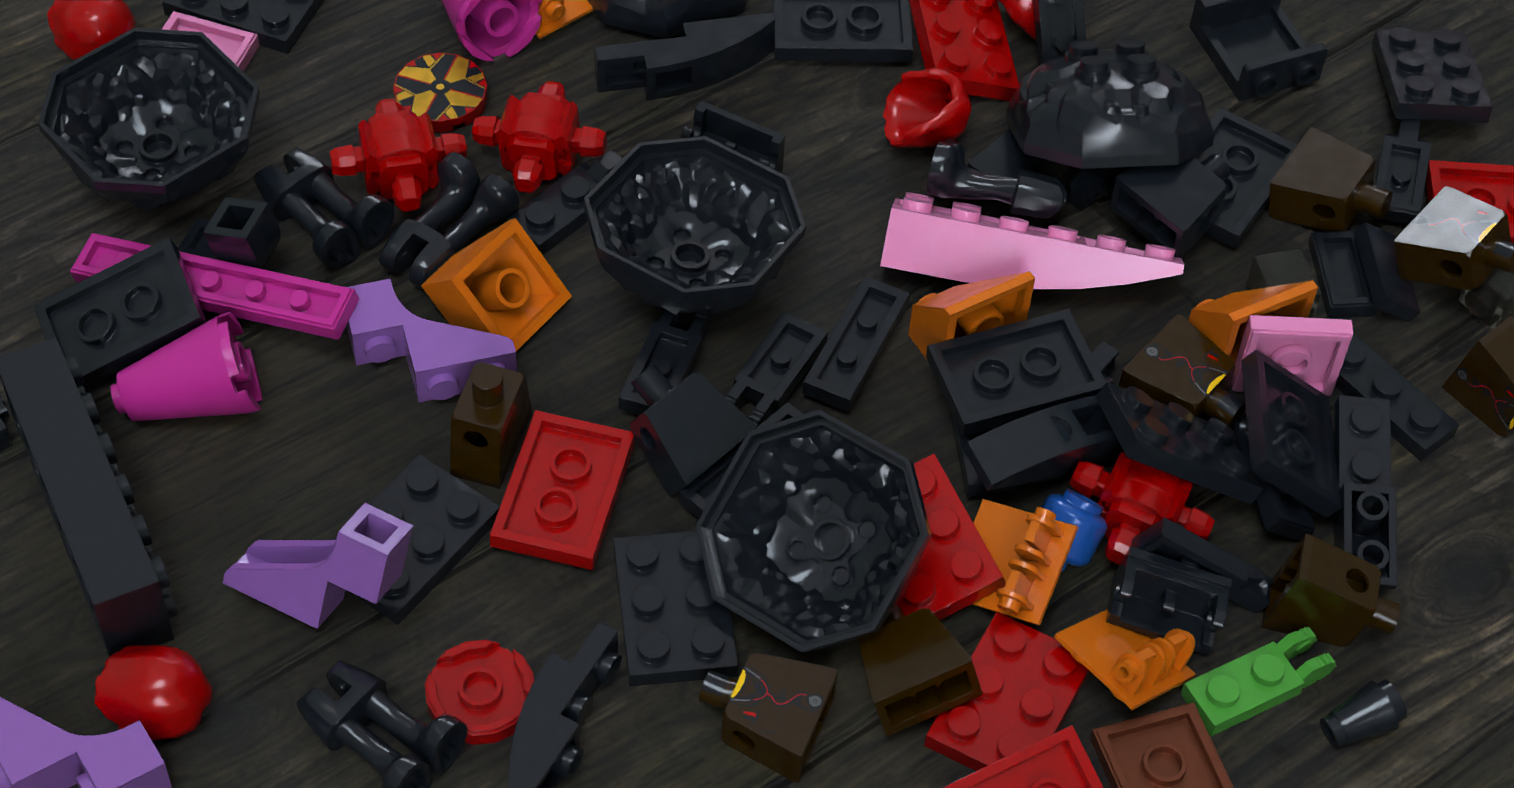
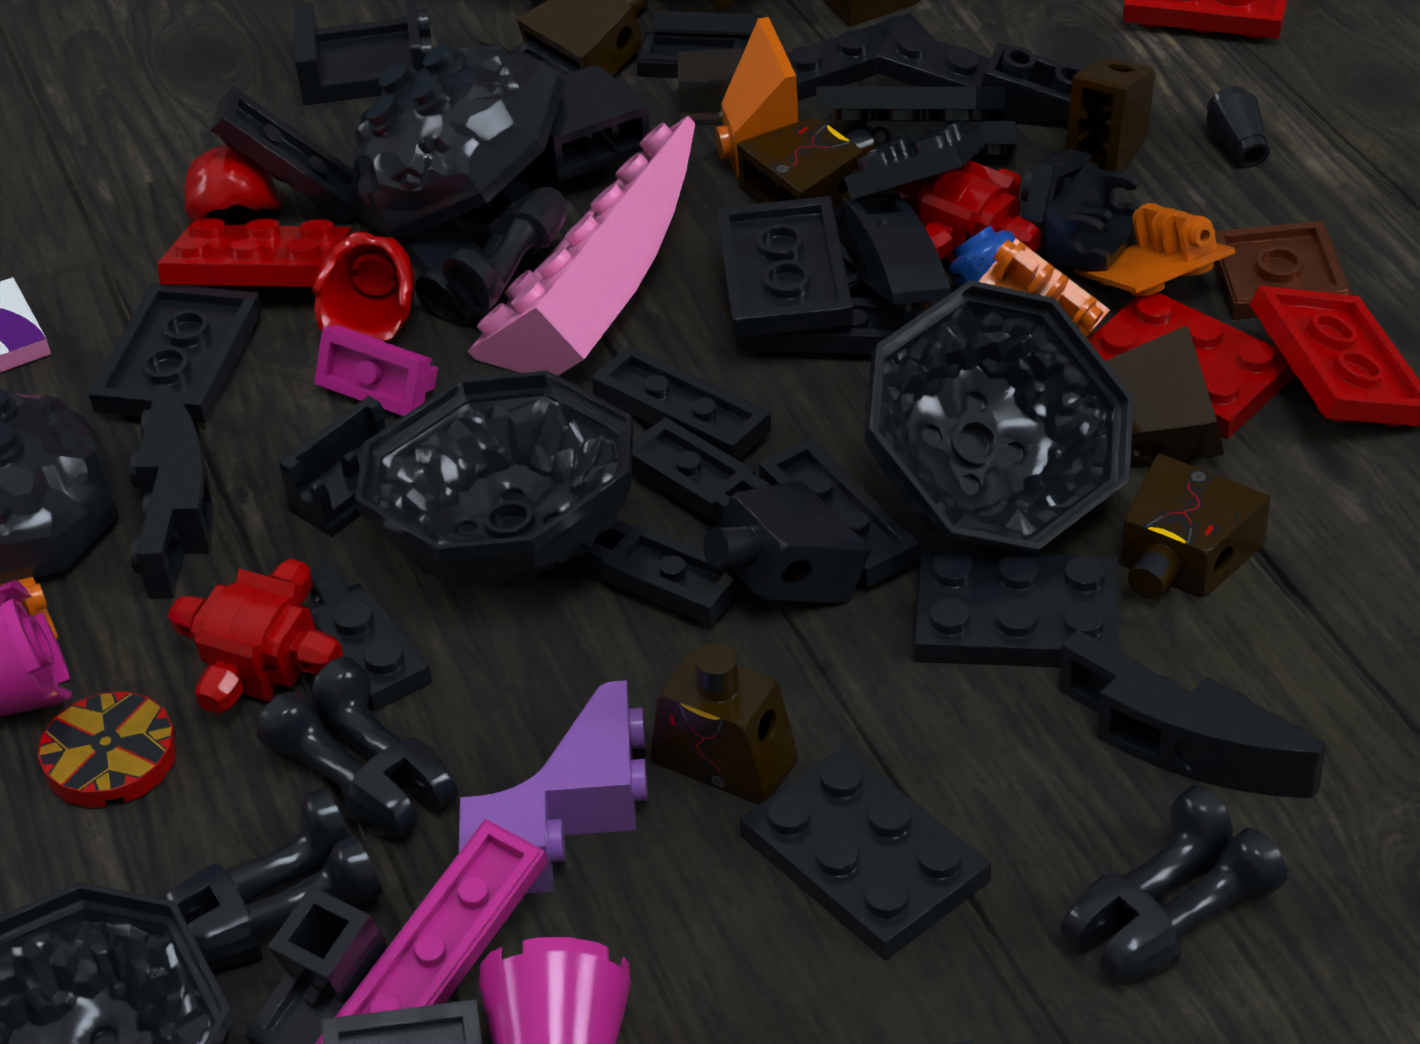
camera: 70 degrees left, 10 degrees down
(312, 575) = (936, 920): medium lavender arch -> none
(397, 154) = (223, 784): red piece -> none
(481, 688) = (1110, 801): red tile -> none
(498, 285) = (490, 712): orange slope -> none
(562, 490) = (845, 680): red plate -> none
(838, 155) = (370, 367): none -> dark pink hinge
(970, 309) = (689, 298): orange slope -> none
(1255, 681) = (1183, 182): bright green hinge -> none
(1304, 346) = (817, 62): bright pink tile -> none

